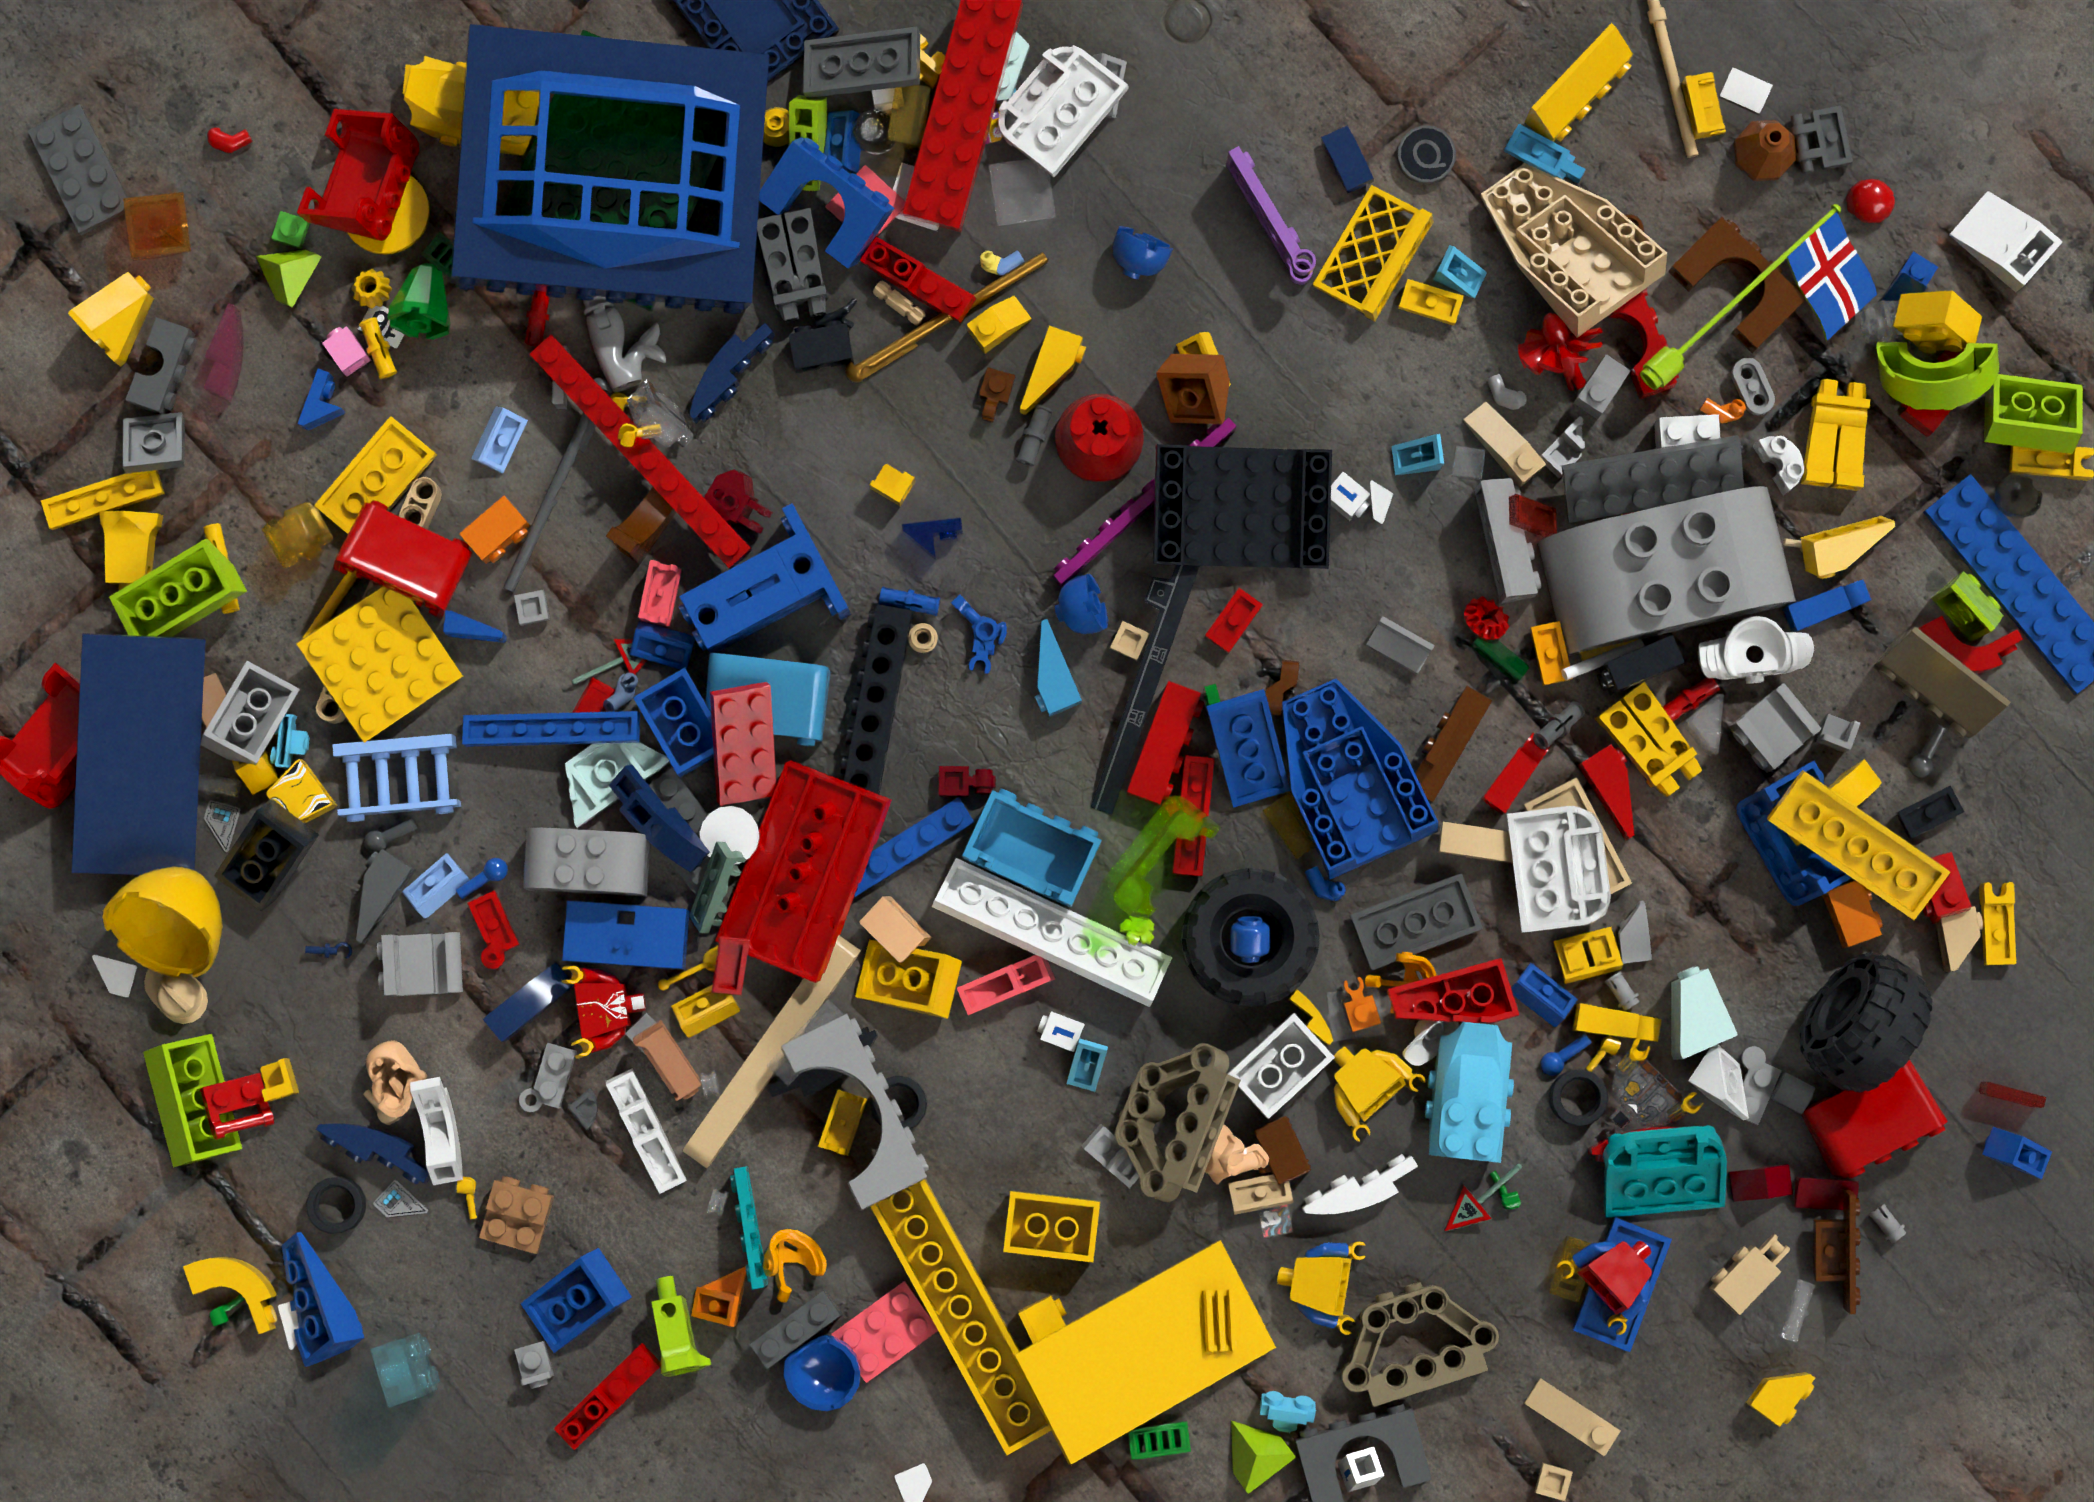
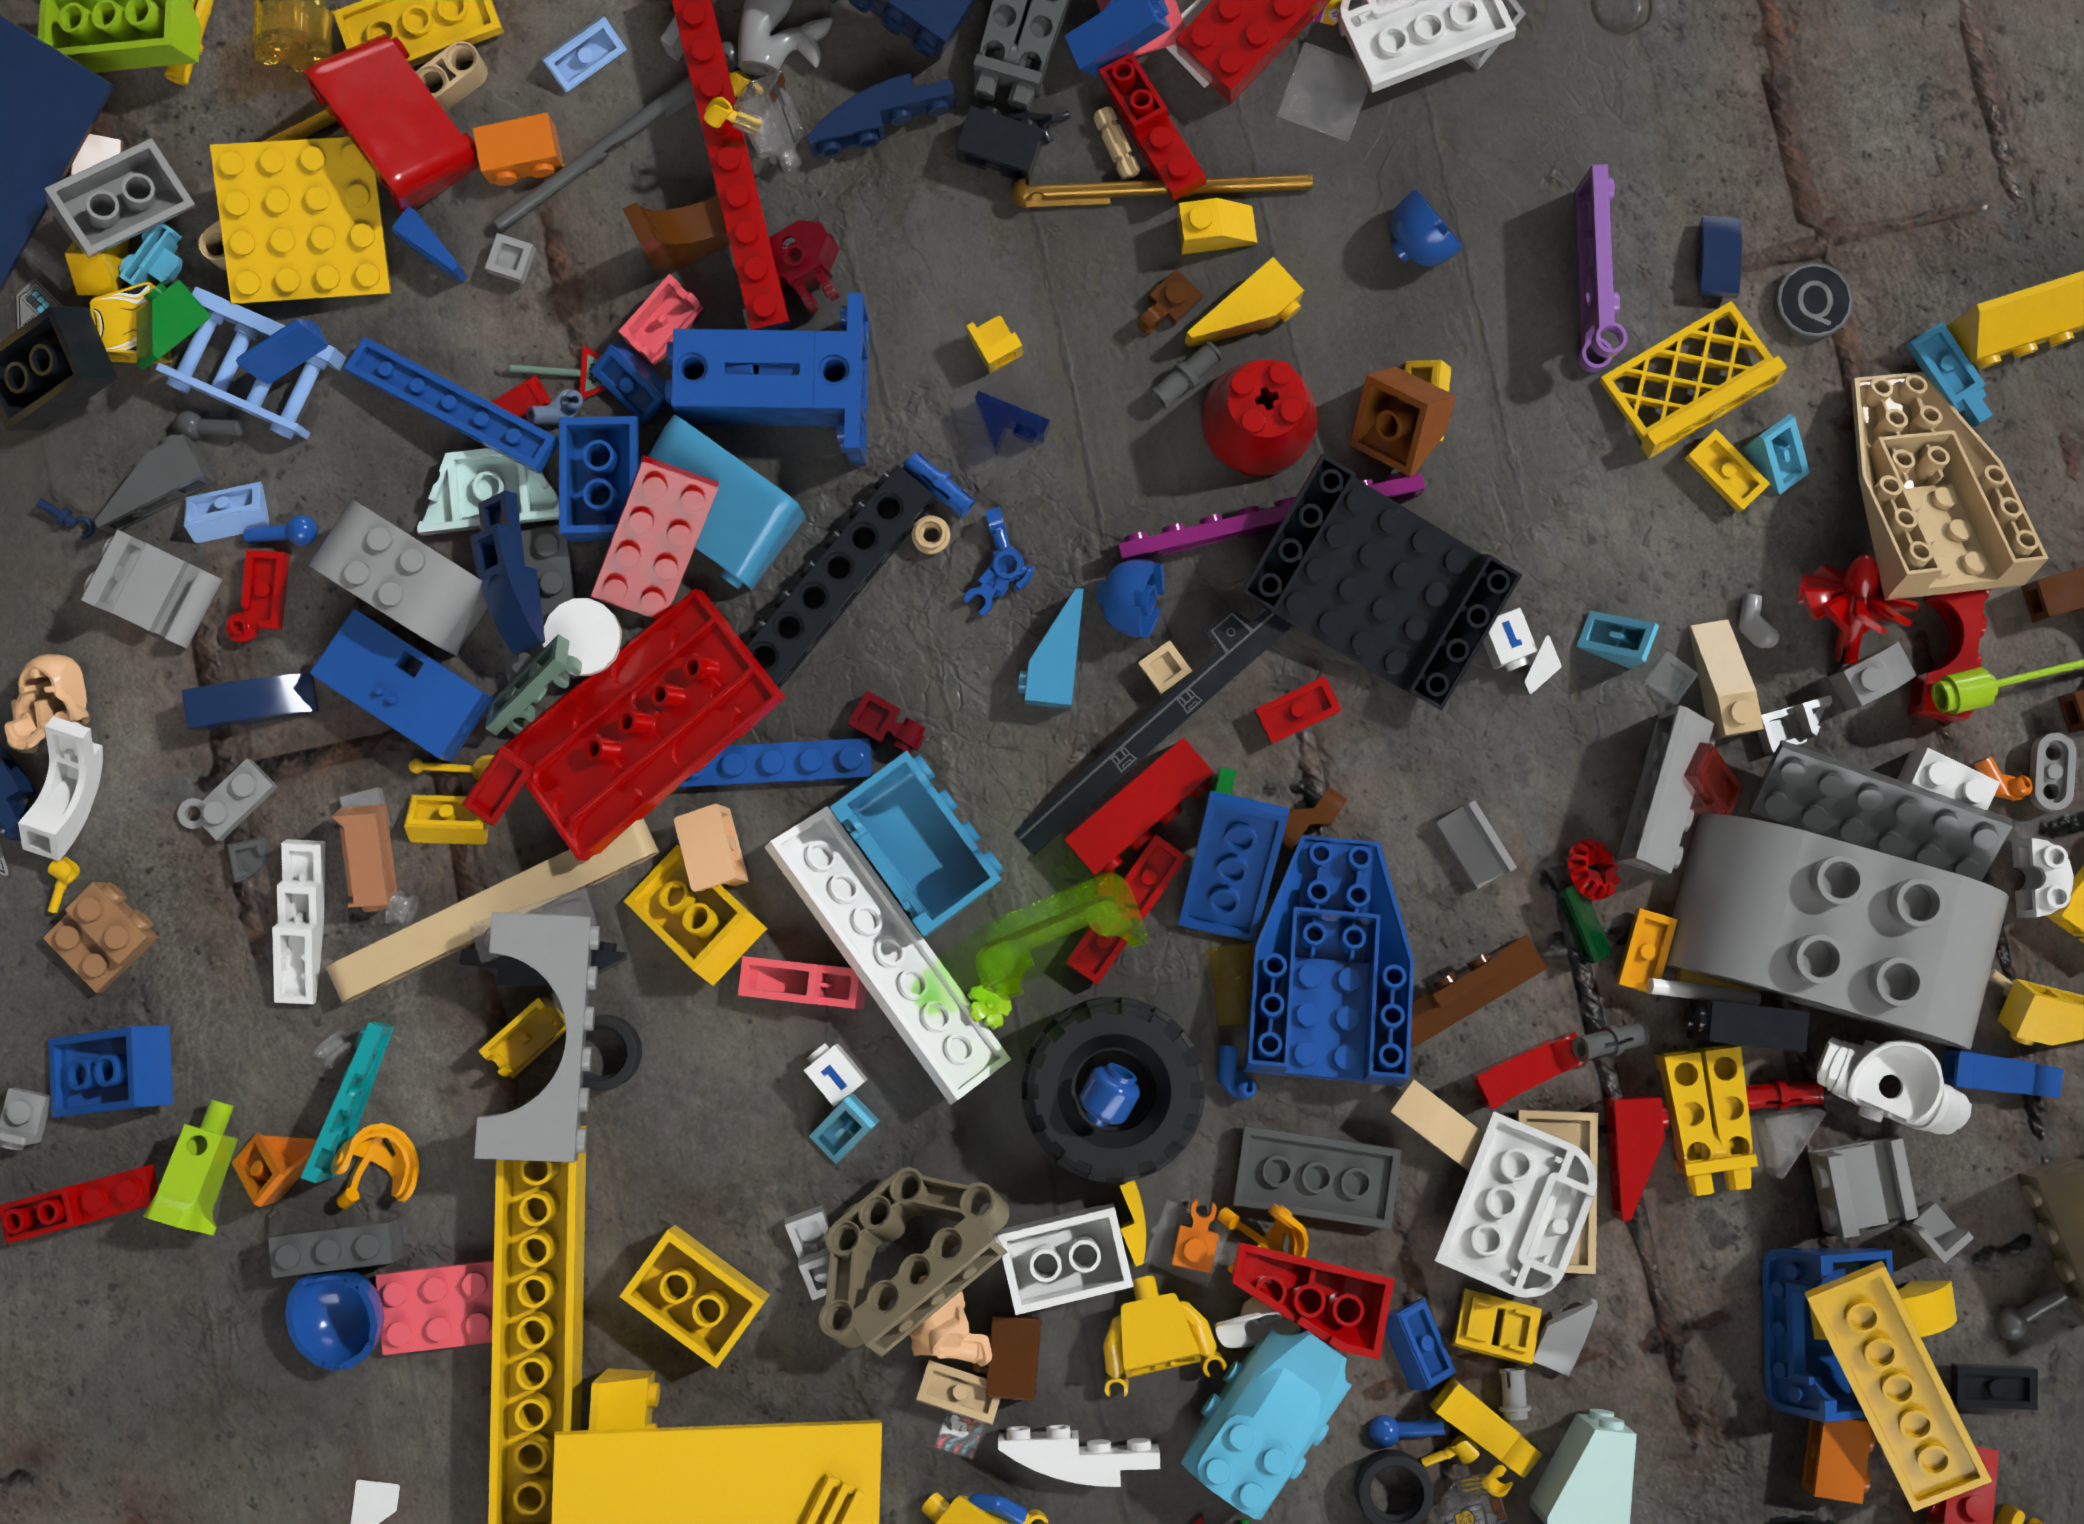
camera: 30 degrees right, 0 degrees up
(329, 780) = (166, 321): none -> green slope
(421, 755) = (283, 350): none -> blue slope
(601, 1008) = (328, 753): red torso -> none
(998, 265) = (1253, 163): arm -> none

